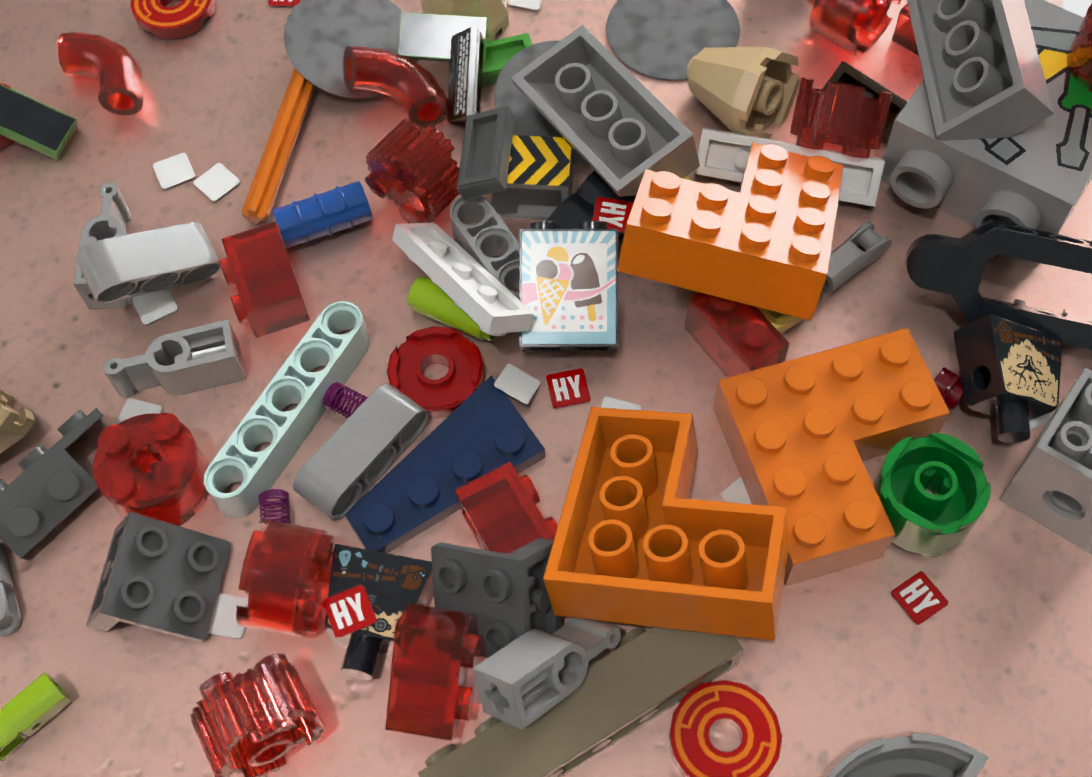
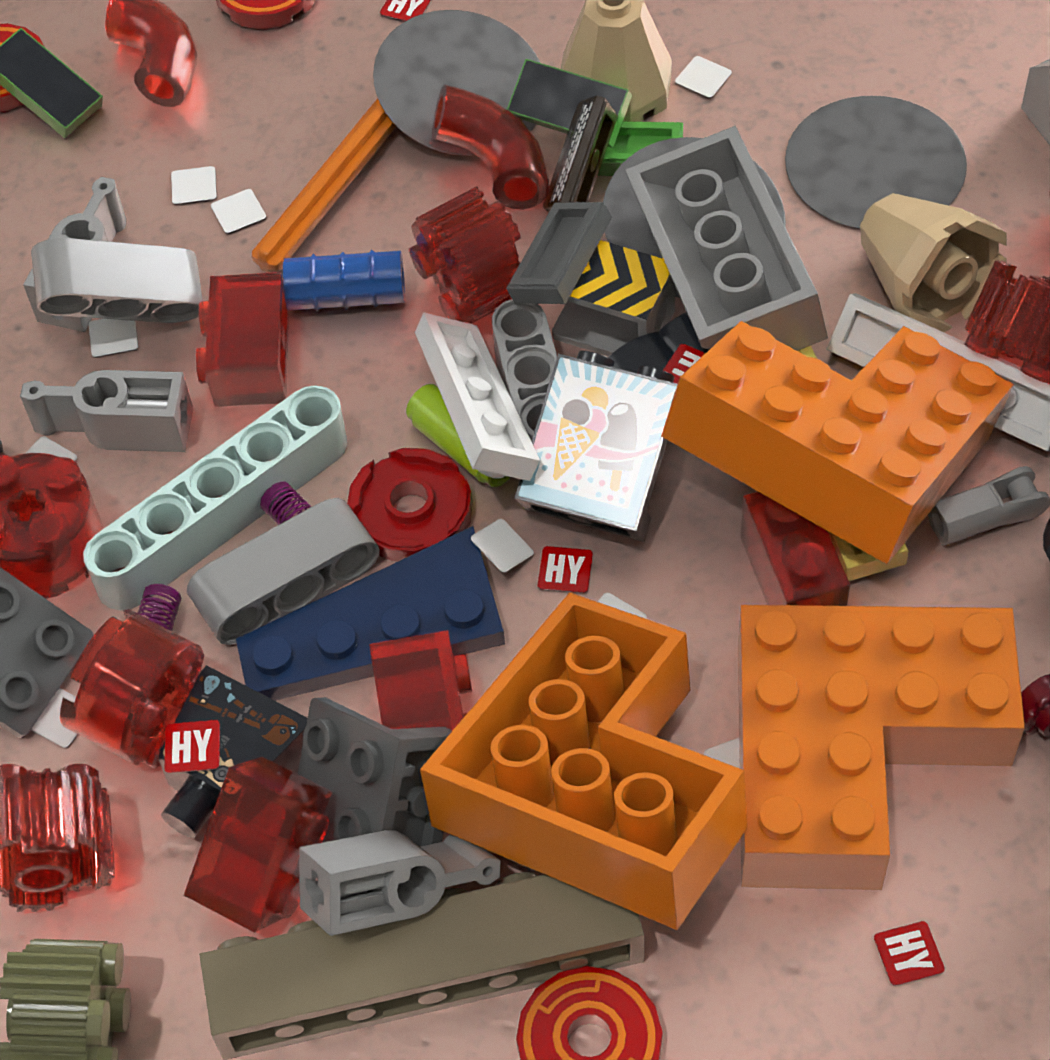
camera: 20 degrees right, 5 degrees down
(932, 492) = (962, 823): green brick -> none

